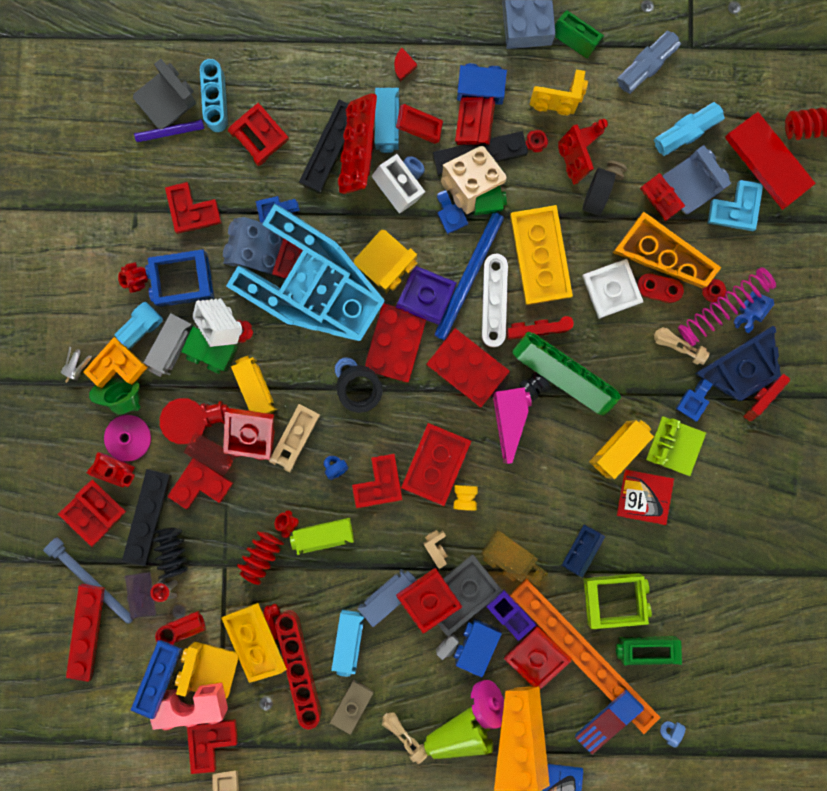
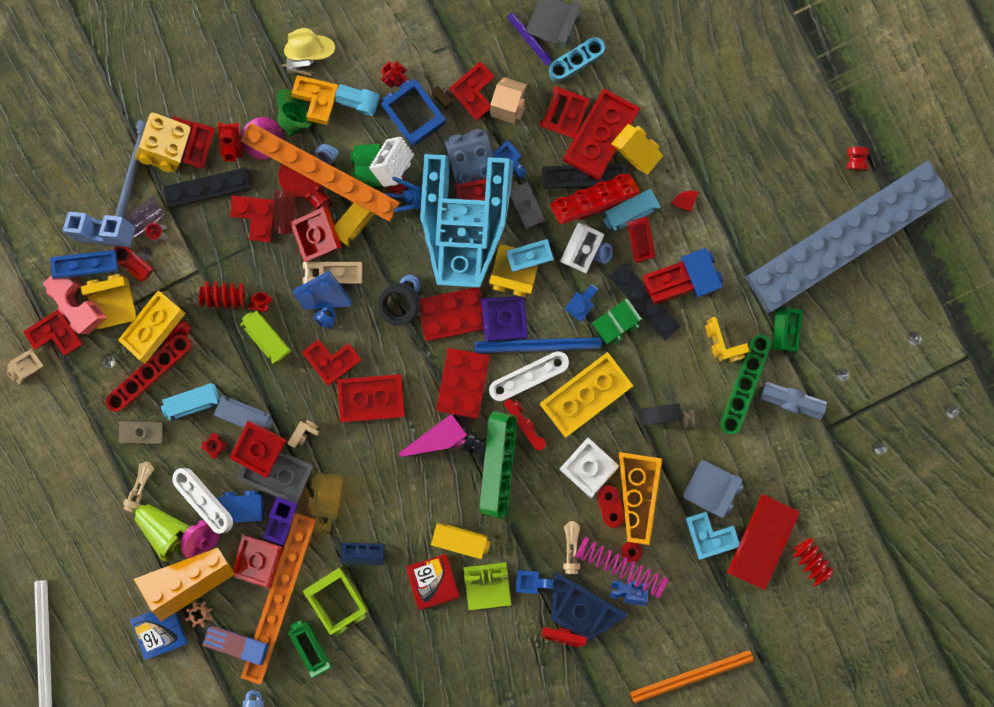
camera: 60 degrees right, 0 degrees up
(59, 345) = (306, 45): none -> light yellow piece
(78, 538) = (162, 143): none -> yellow bracket
(85, 632) = (90, 188): red plate -> none
(136, 637) = (110, 231): none -> medium blue arch
(168, 345) = (354, 132): light grey window -> none
(170, 552) = (189, 221): black piece -> none
(176, 384) = (326, 153): none -> medium blue tile
(180, 242) = (442, 96): none -> dark brown plate
(189, 397) = (320, 172): none -> orange plate
(220, 179) = (508, 100): none -> light nougat wedge
(261, 322) = (411, 197): none -> blue plant
(298, 109) = (592, 146): none -> red tile
(309, 457) = (322, 292): none -> blue wing
(329, 217) = (526, 206): none -> flat silver plate
(330, 79) = (638, 149): none -> yellow brick
(379, 237) = (529, 255): none -> medium azure plate
(400, 648) = (214, 439): none -> red plate
(447, 646) = (228, 484): light grey tile -> none
(452, 681) = (202, 500): none -> white plate
(465, 497) = (356, 436): yellow wheel -> none
(471, 177) = (618, 305): tan bracket -> none
(539, 135) = (685, 342): red plate -> none
(565, 748) = (193, 616): none -> nougat gear
(573, 149) = (692, 374): red plate -> none
(612, 110) = (752, 376): none -> green beam
(662, 197) = (685, 469): red hips -> none
(689, 129) = (754, 462): medium azure piece -> none

